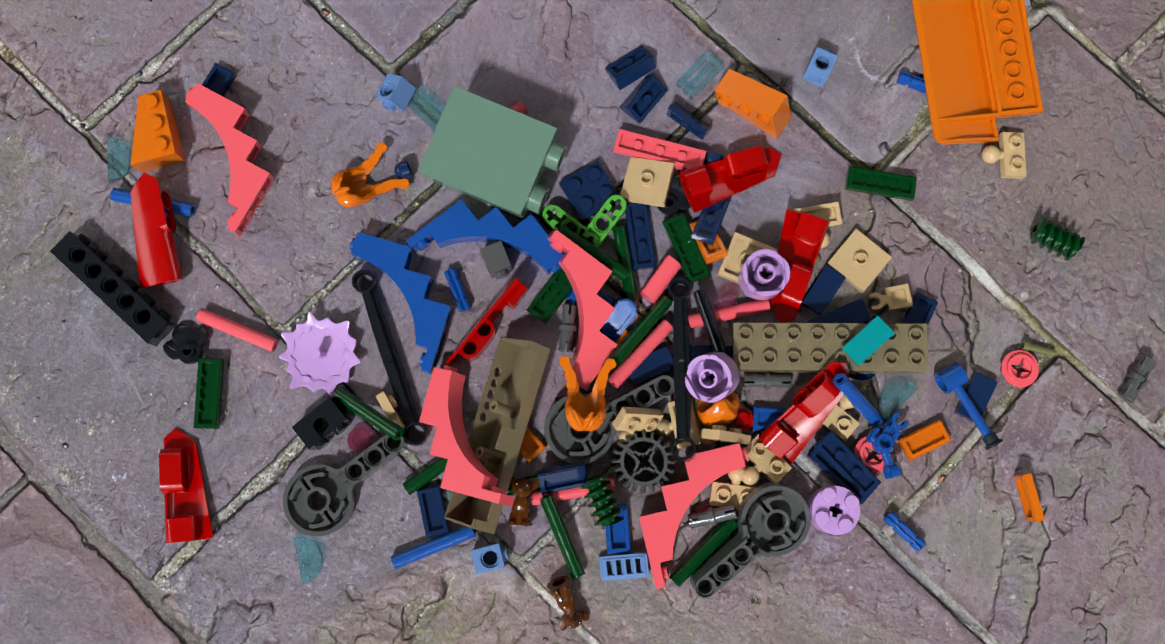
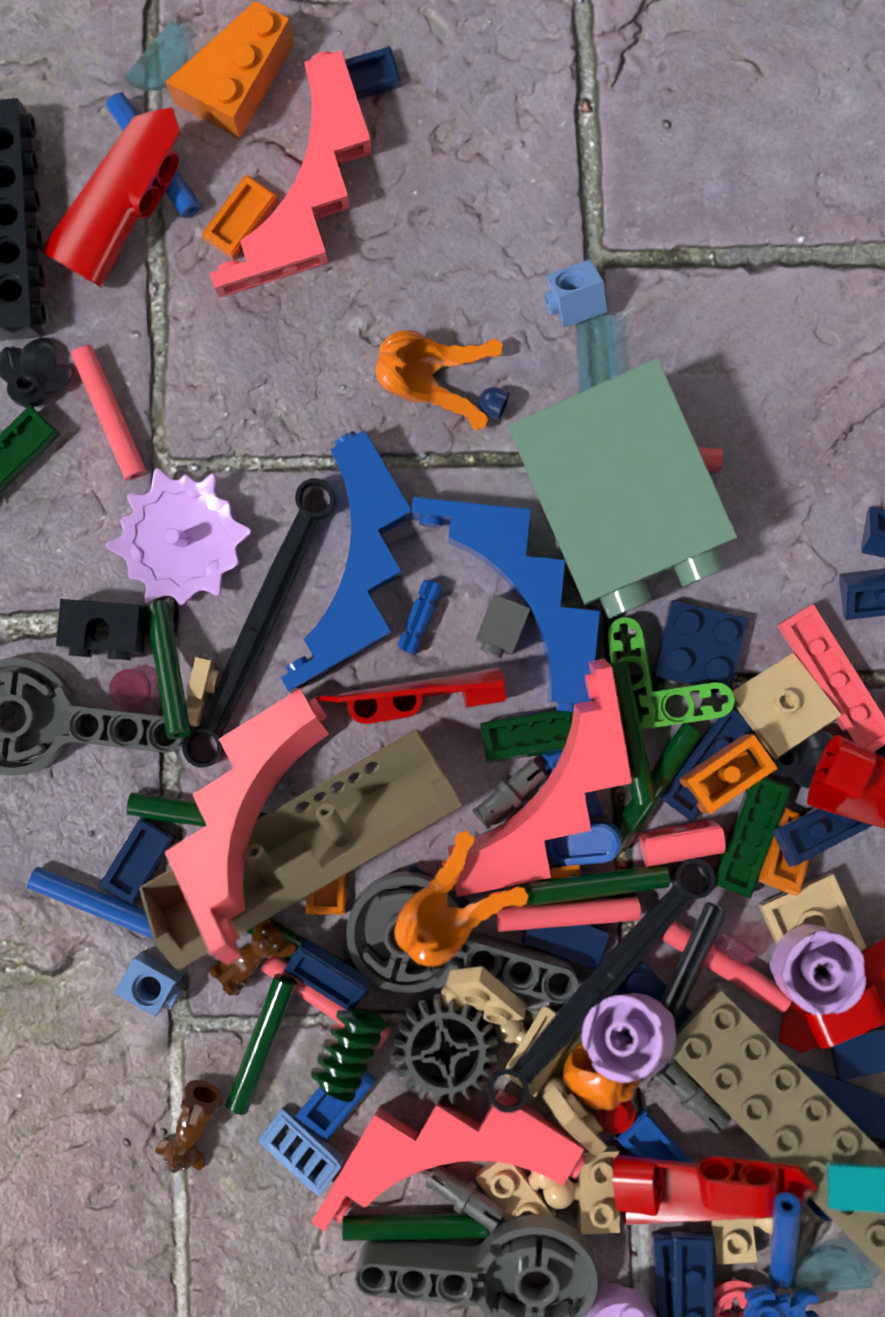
camera: 40 degrees right, 5 degrees up
(216, 194) = (239, 216): none -> orange tile
(649, 230) = (728, 773): none -> orange brick

